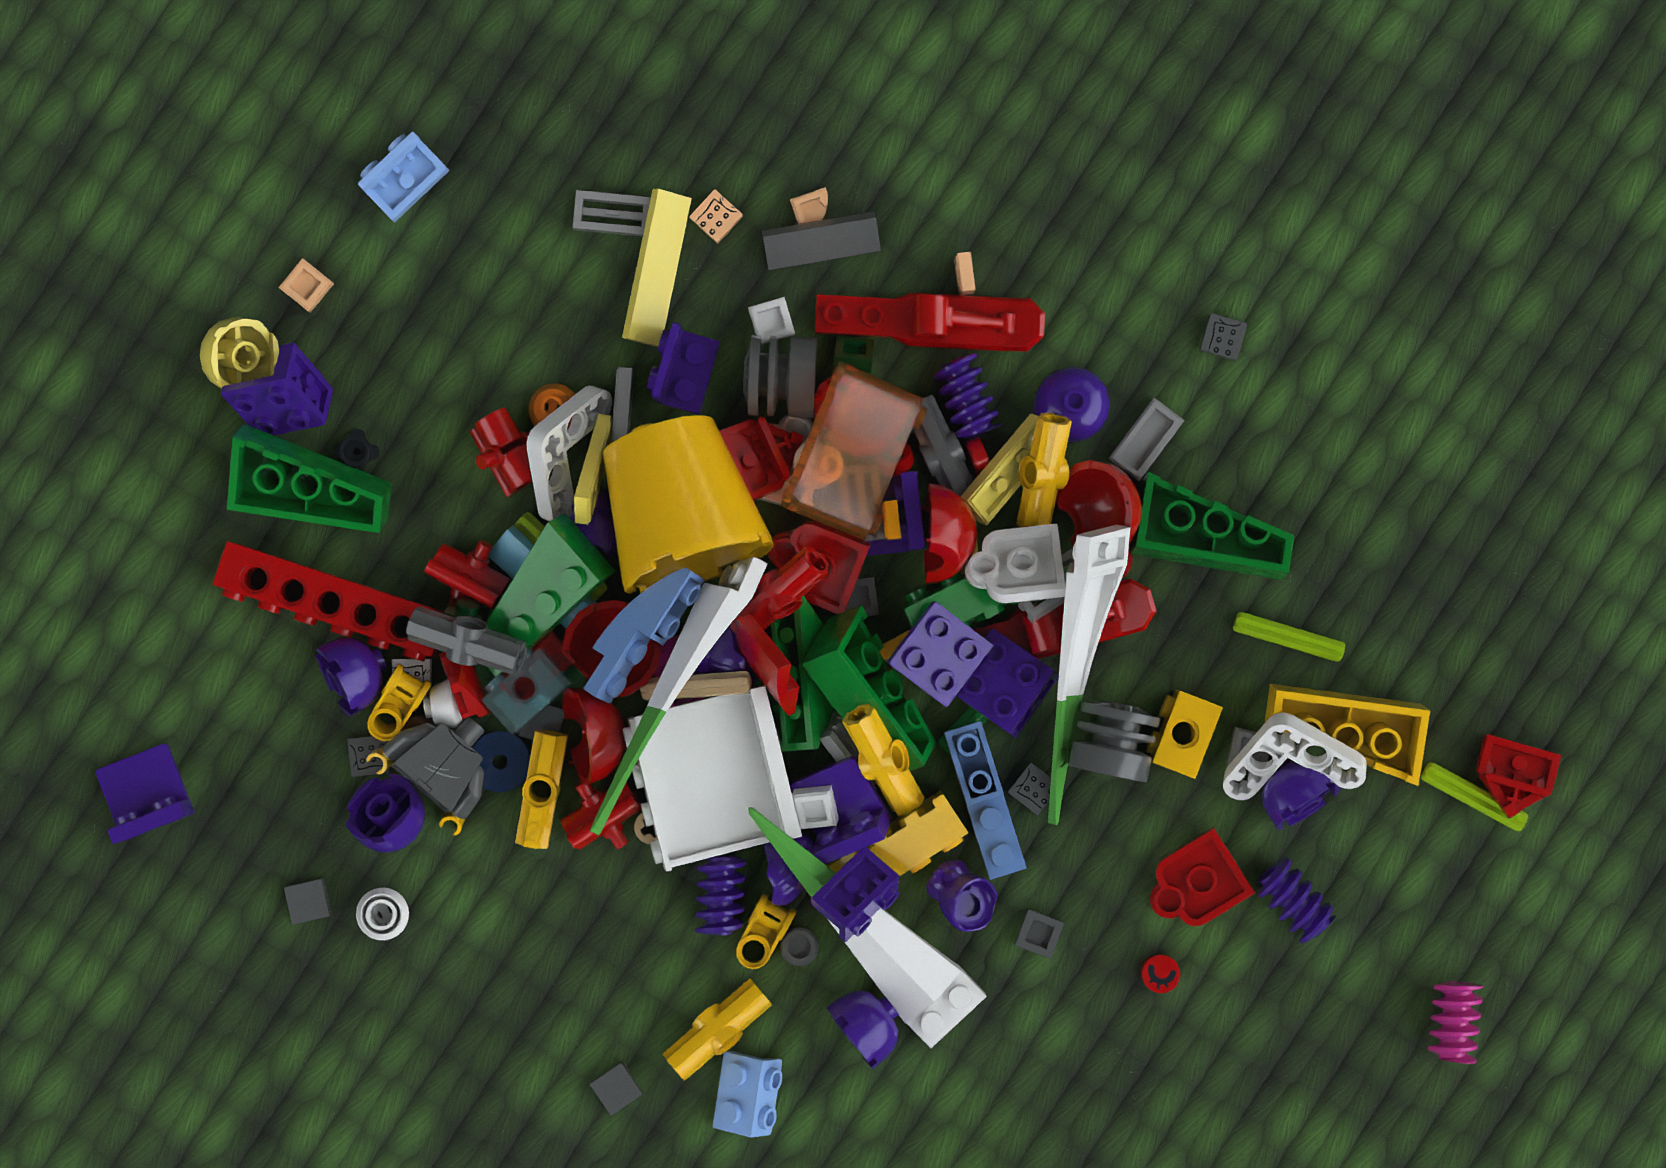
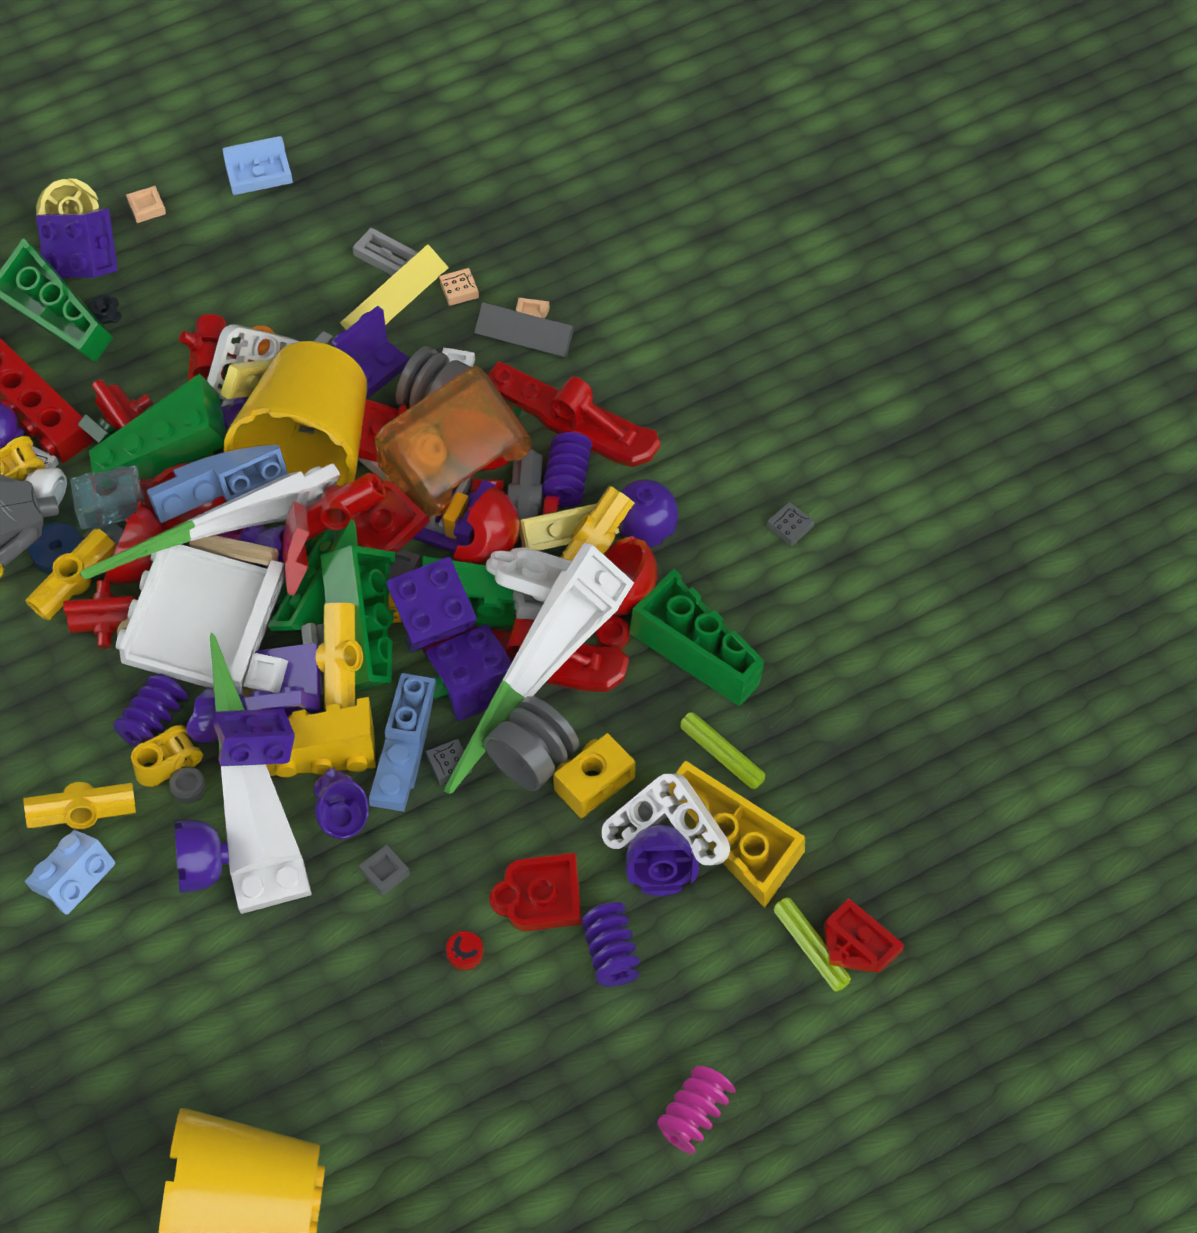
camera: 30 degrees right, 30 degrees down
(466, 640) = (88, 431): dark grey piece -> none
(466, 688) = (69, 462): red slope -> none
(964, 273) = (616, 392): light nougat tile -> none
(1145, 439) = (693, 562): light grey tile -> none

